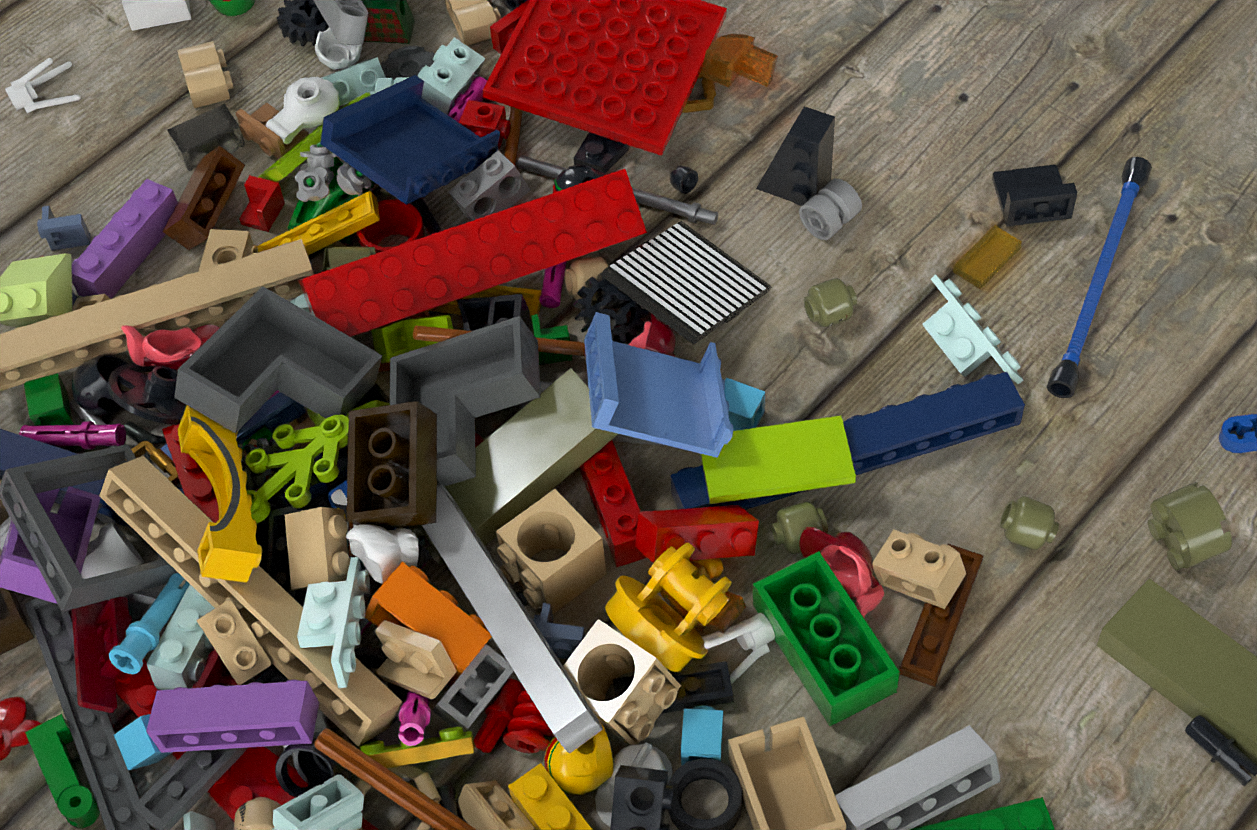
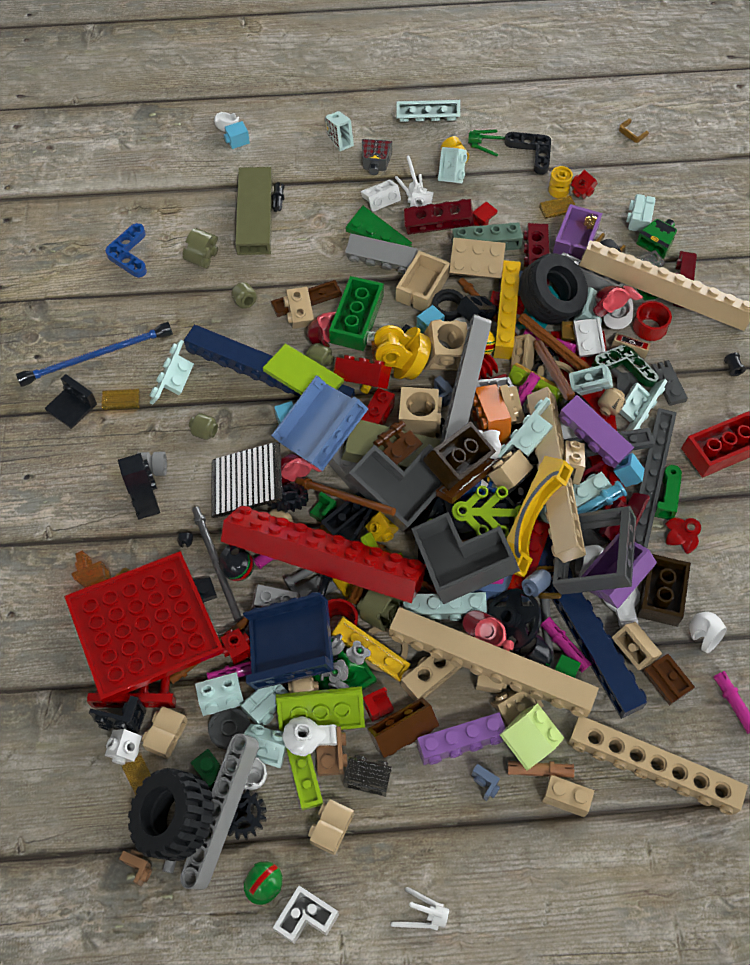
camera: 140 degrees left, 5 degrees up
(154, 434) = (536, 582): none -> sand blue brick
(263, 85) = (305, 780): none -> lime plate
(506, 449) = (401, 448): none -> reddish brown plate

